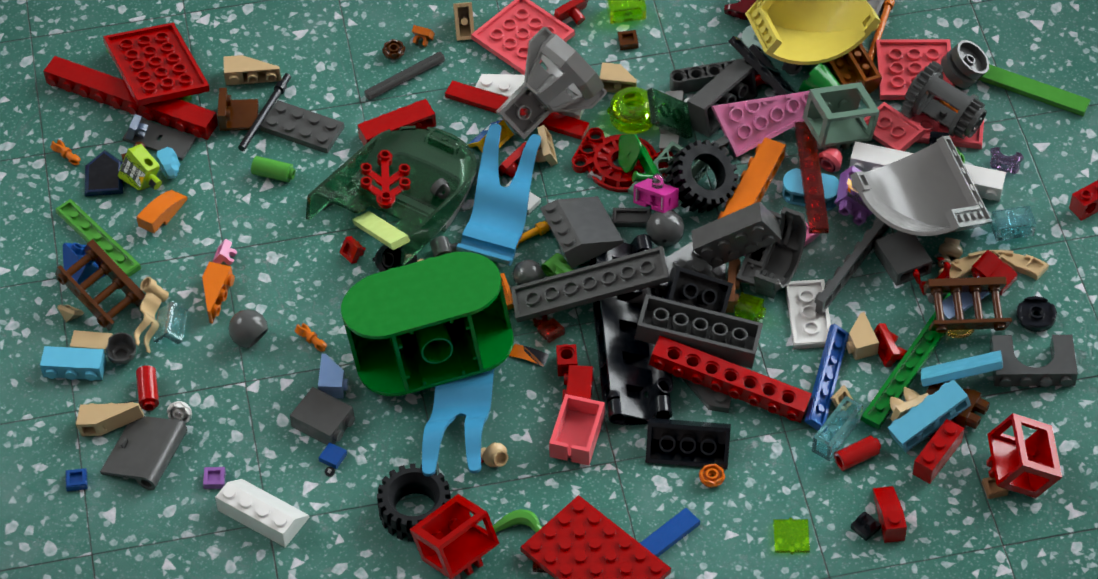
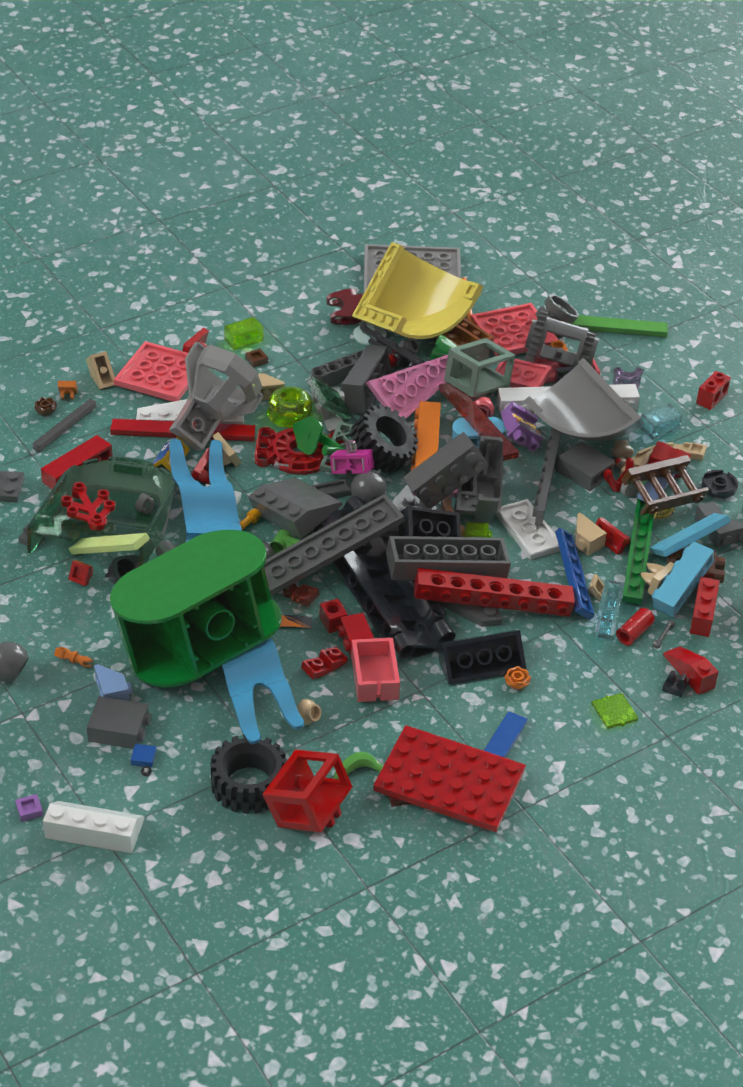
camera: 25 degrees left, 10 degrees down
(542, 406) = (328, 661): none -> red slope
(872, 476) = (657, 643): none -> dark grey hinge

